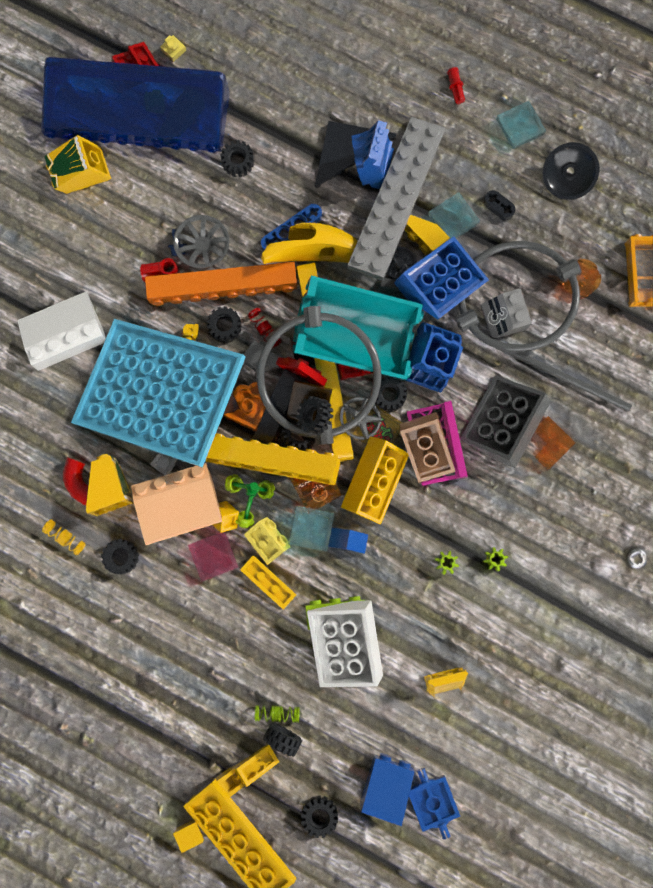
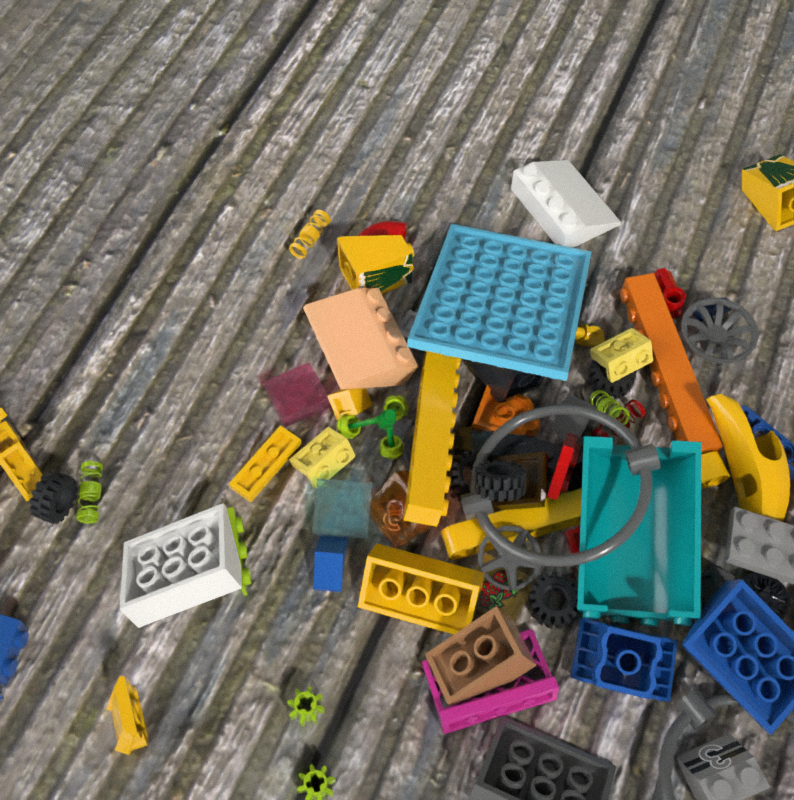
camera: 85 degrees right, 20 degrees down
(108, 556) = (289, 281): black tyre -> none
(214, 313) = (623, 354): none -> light yellow bracket
(253, 334) = (605, 402): none -> lime piece

